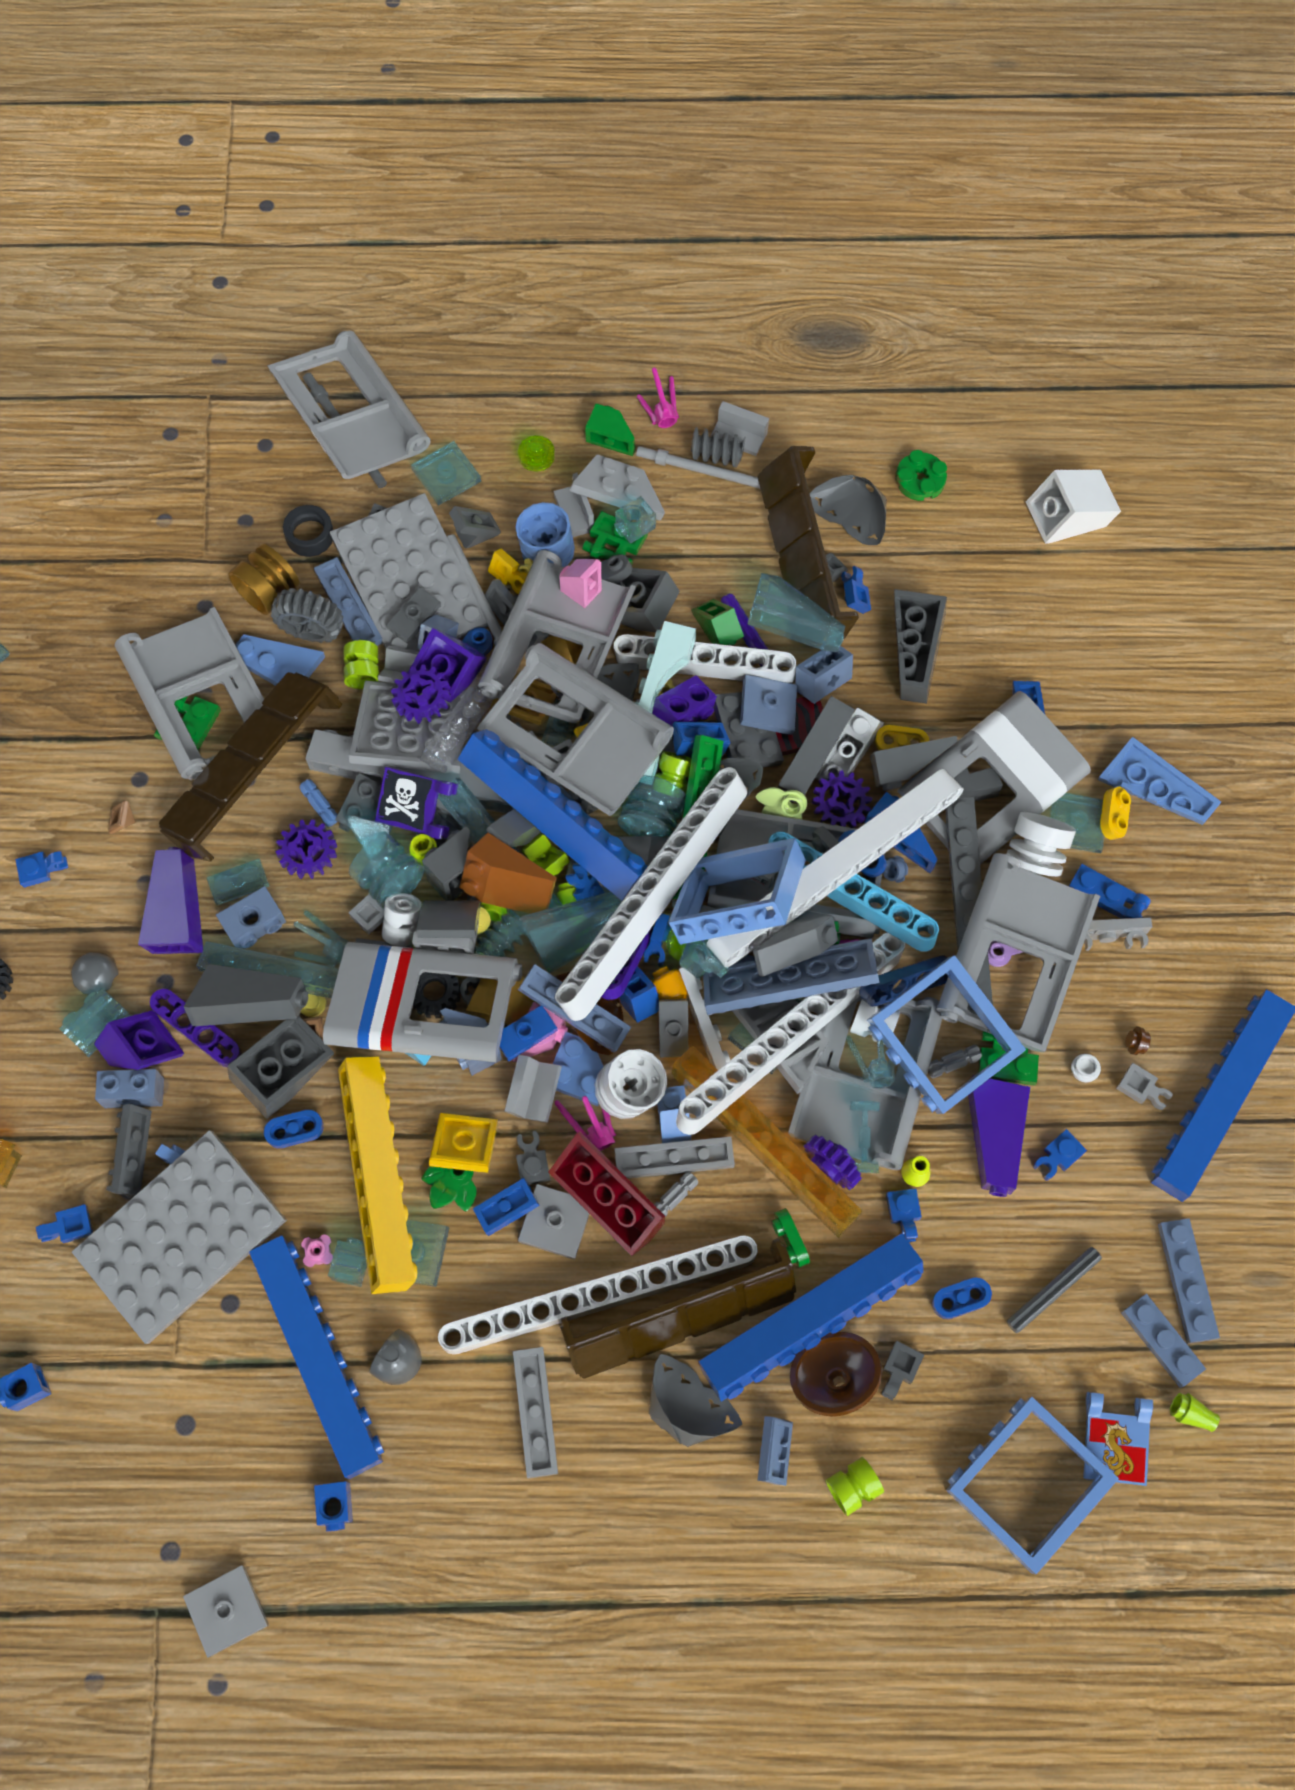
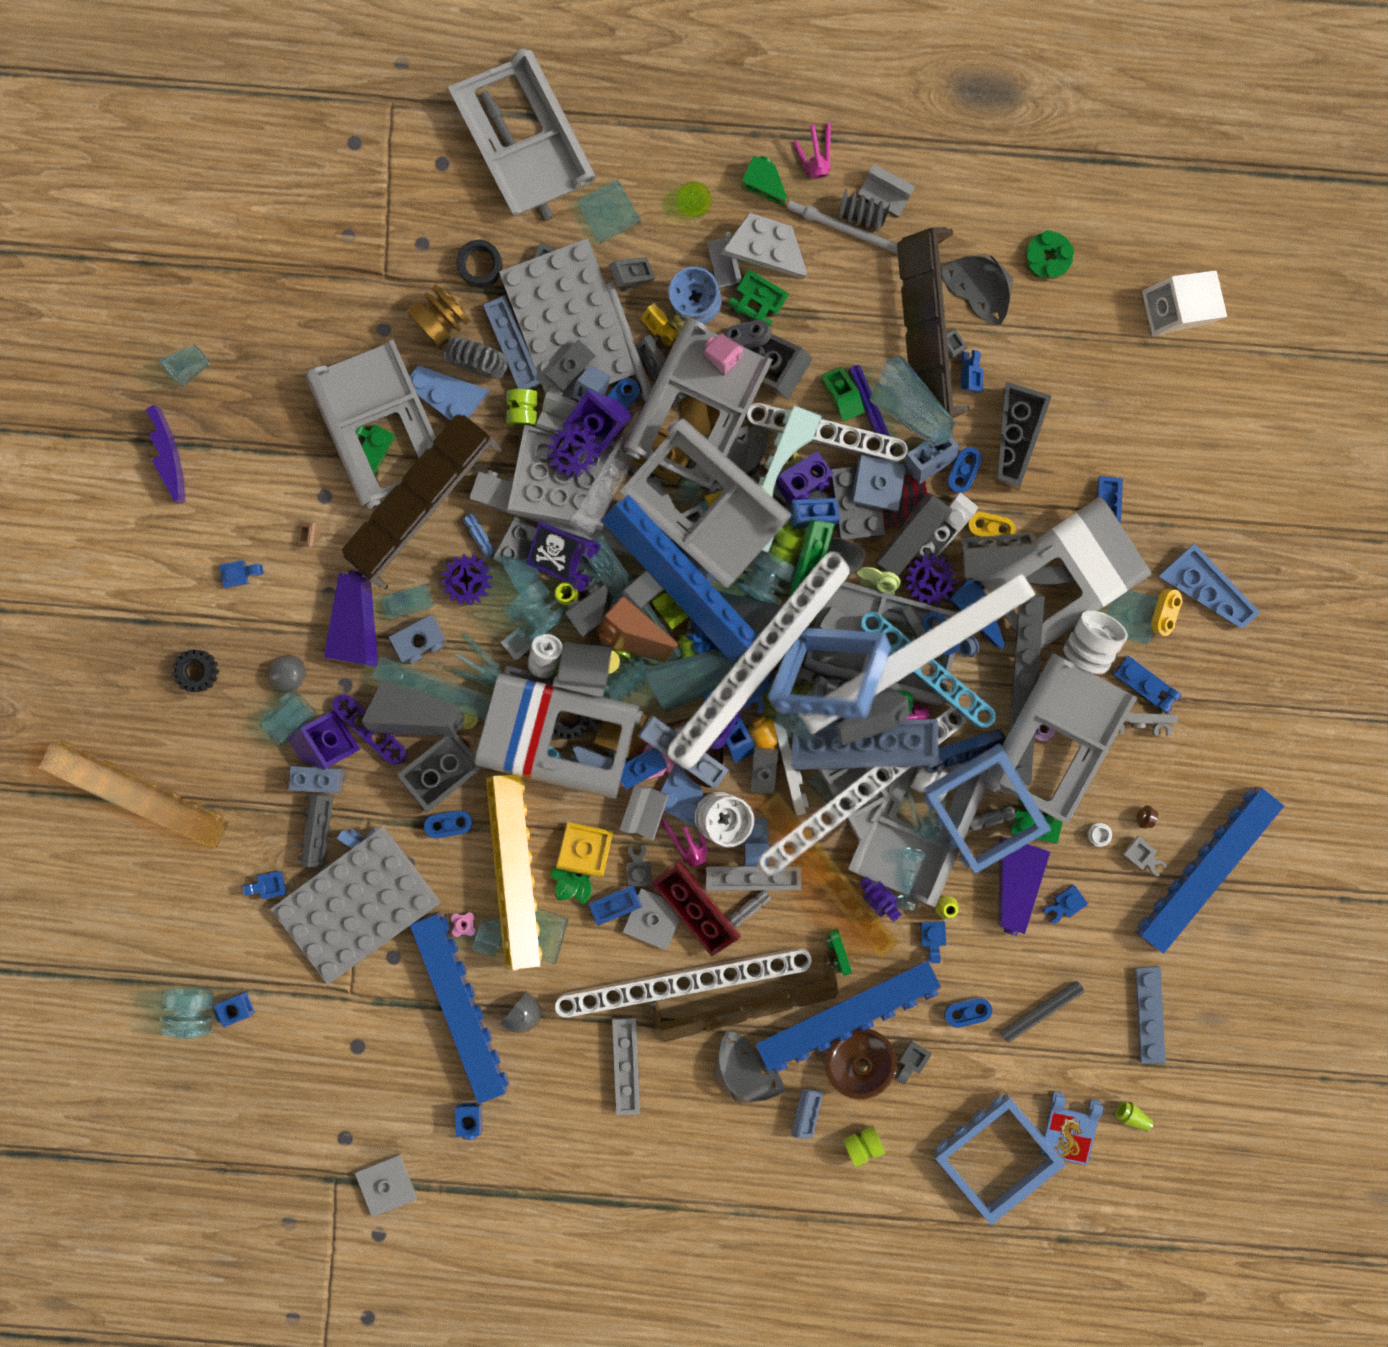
camera: 15 degrees right, 20 degrees up
(638, 511) = (783, 277): clear light blue brick -> none
(863, 689) = (964, 471): none -> blue plate
(1163, 1341) = (1121, 1058): sand blue plate -> none

